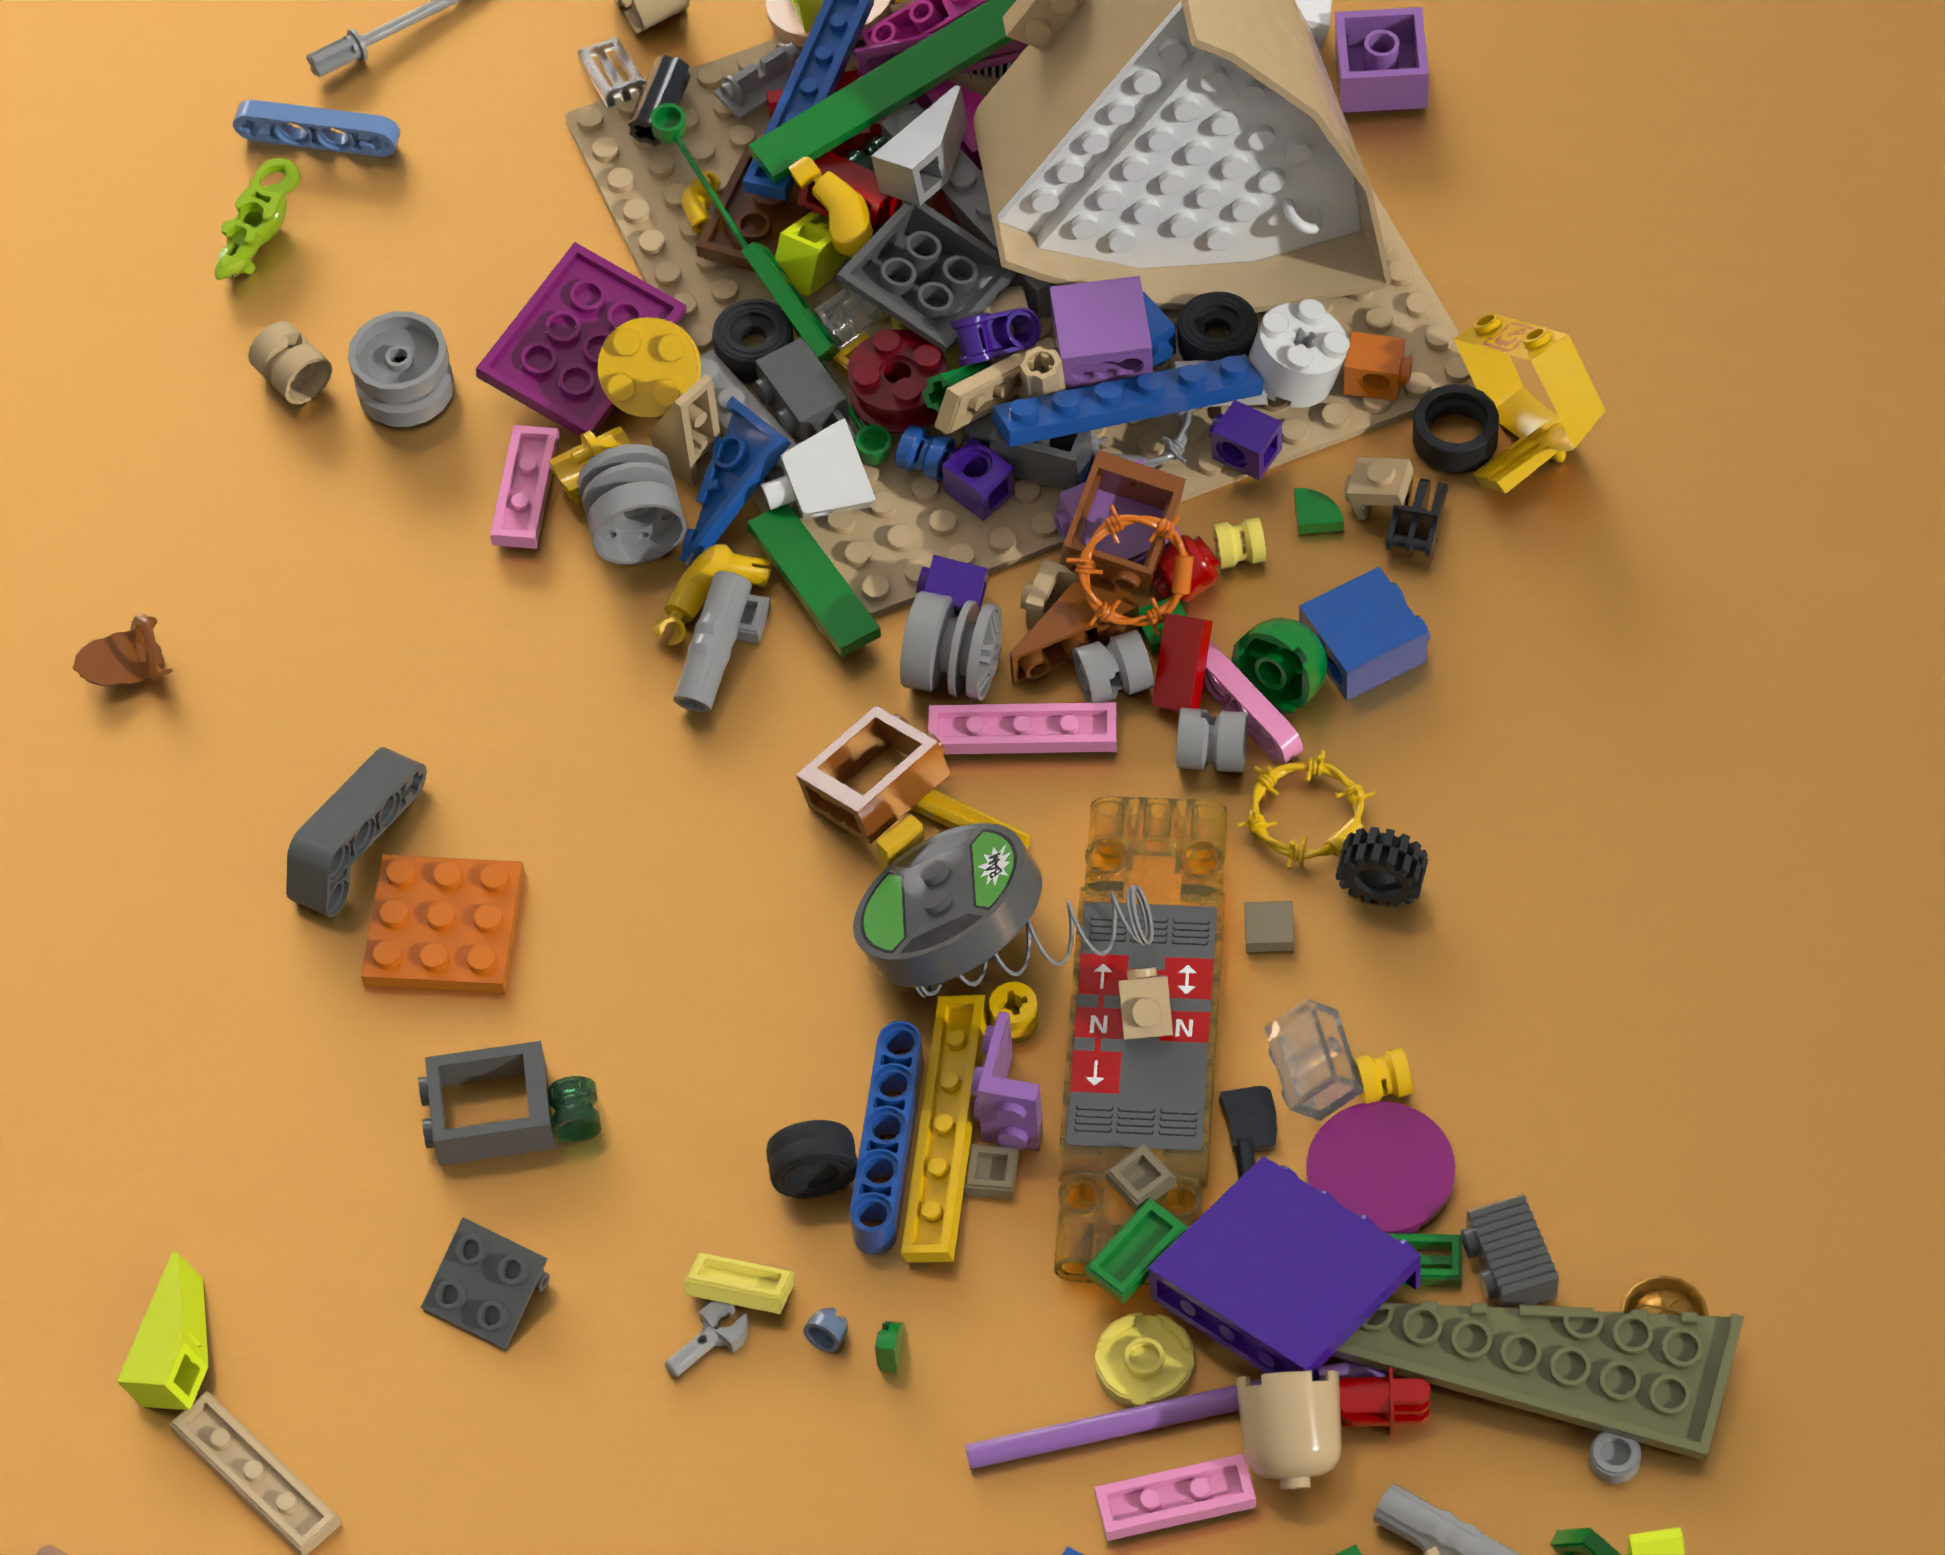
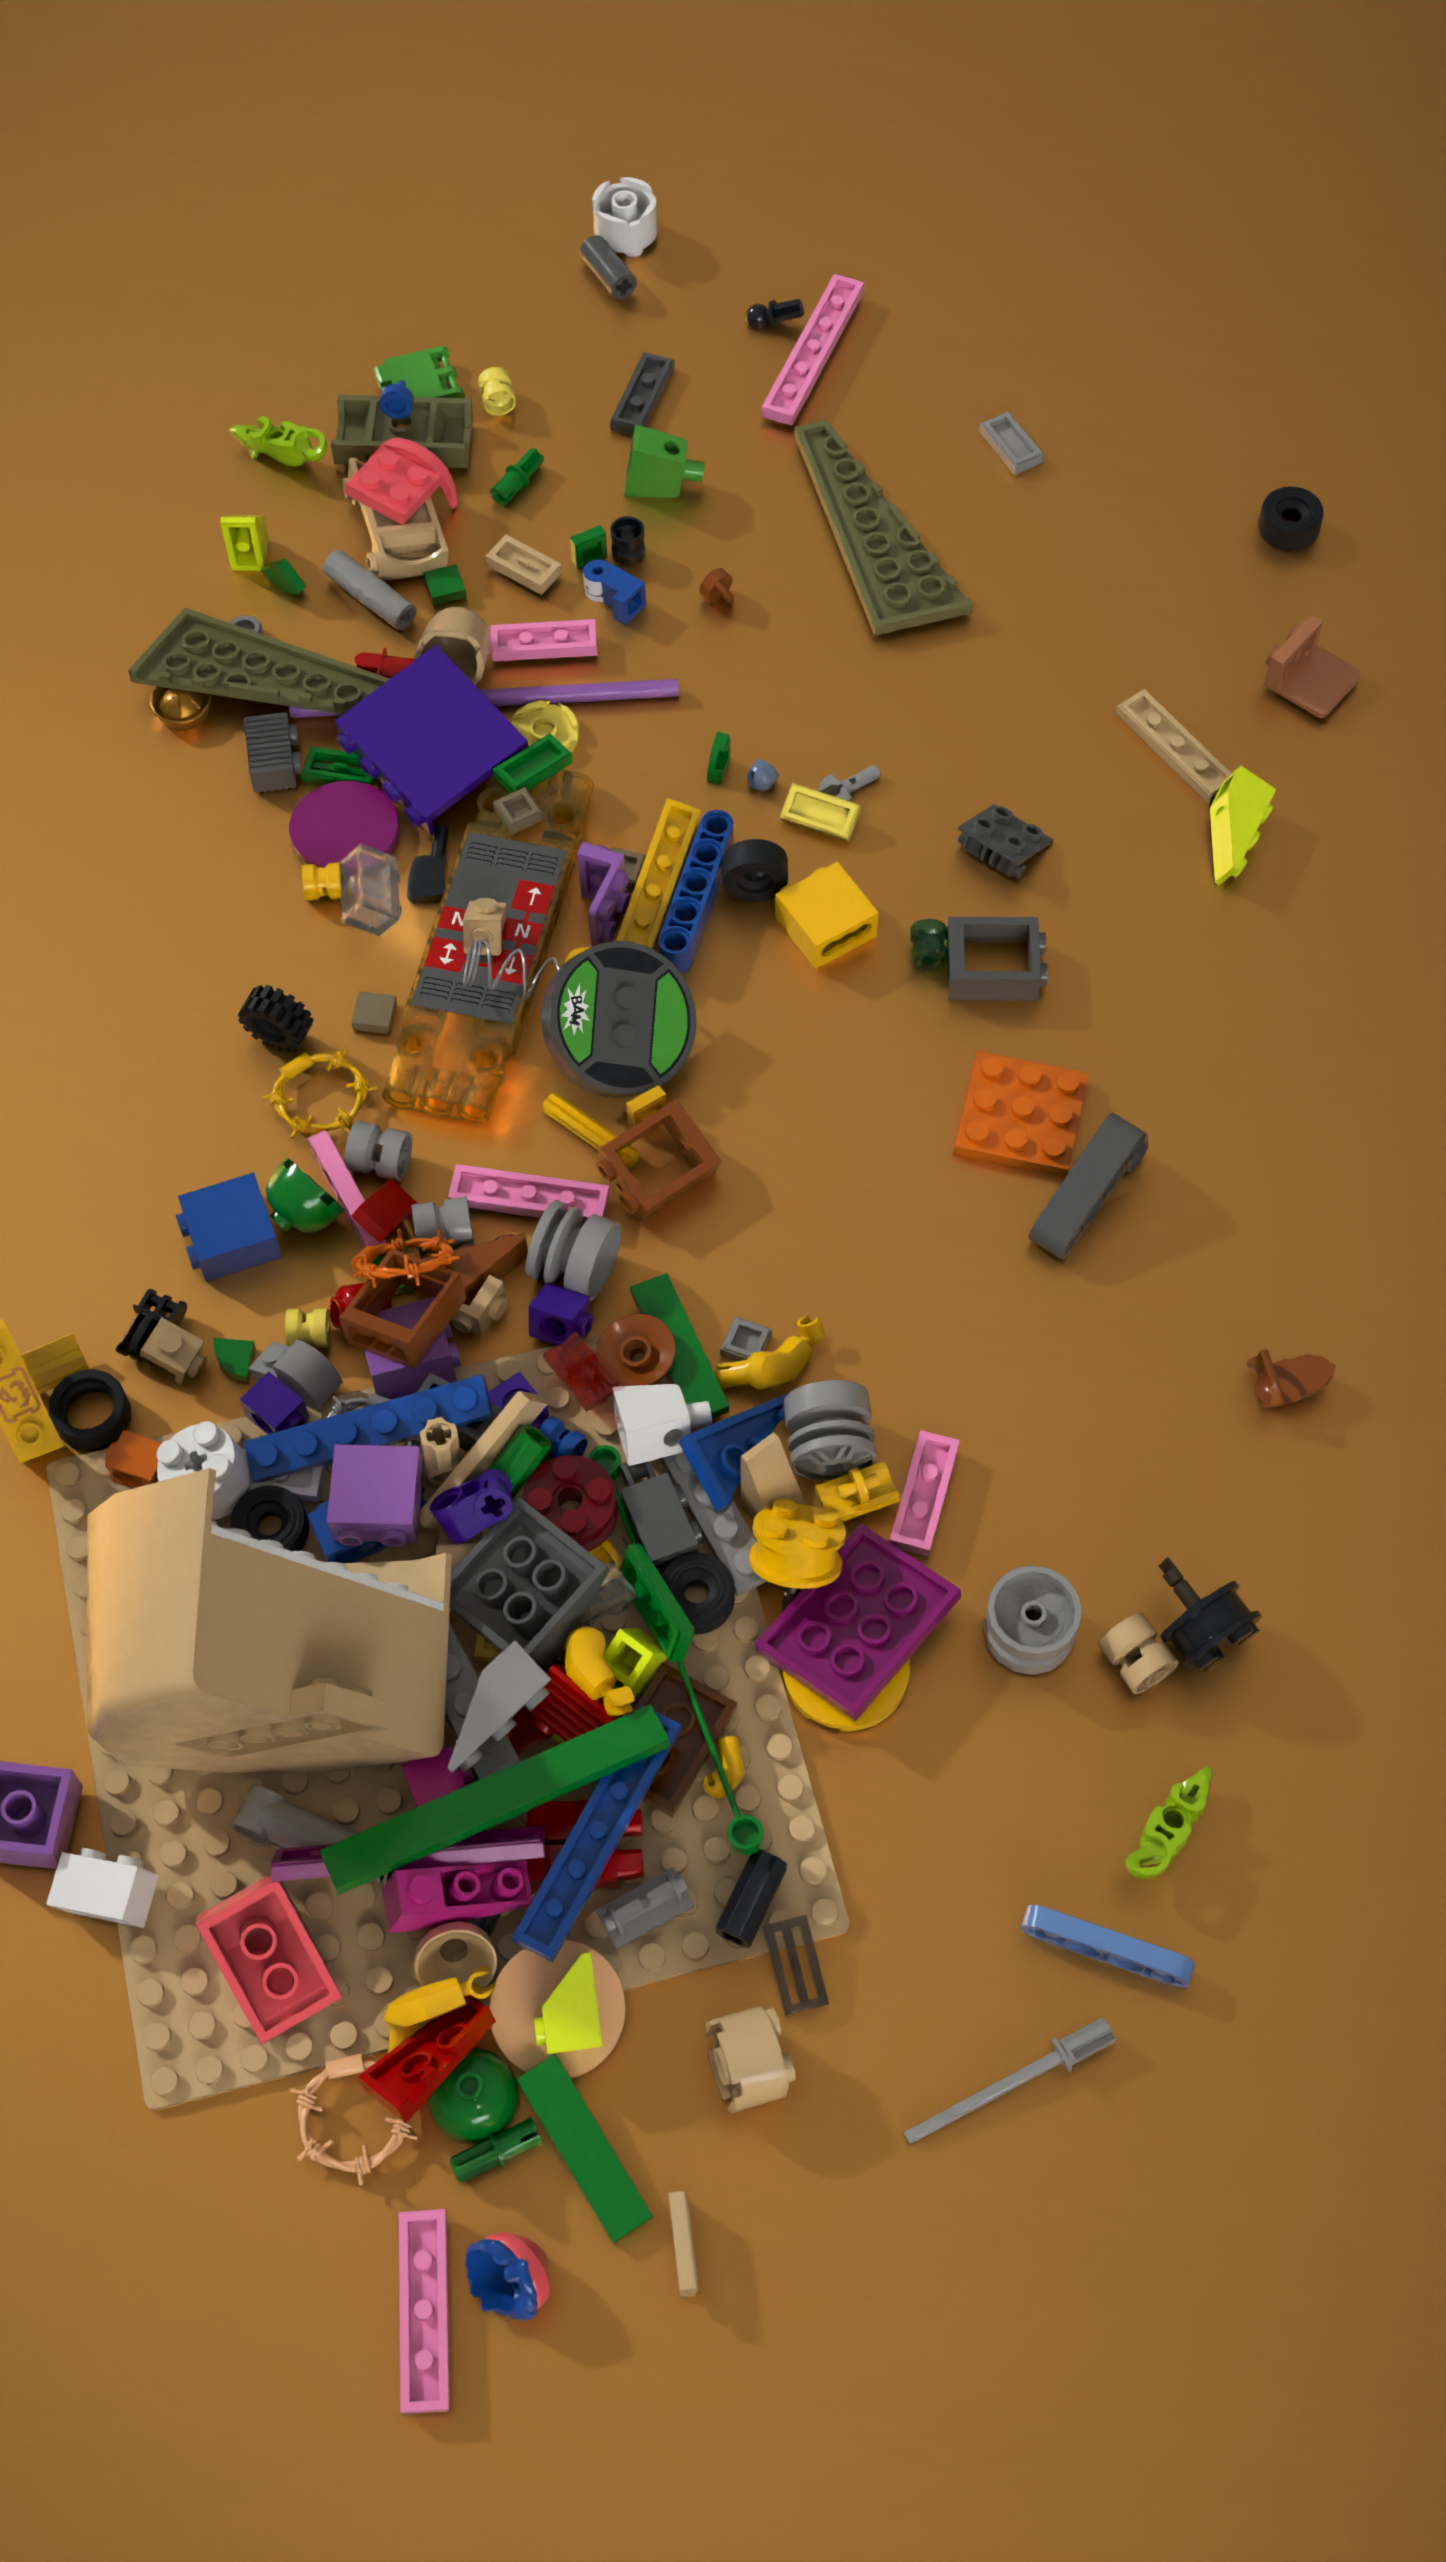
camera: 175 degrees left, 5 degrees up
(215, 382) = (1208, 1622): none -> black wheel
(711, 1126) = (826, 914): none -> yellow piece
(712, 642) = (774, 1299): light grey axle -> none
(859, 552) = (637, 1335): none -> dark orange dish
(916, 519) = (581, 1372): none -> clear red hips
(1234, 488) = (300, 1369): none -> light grey brick

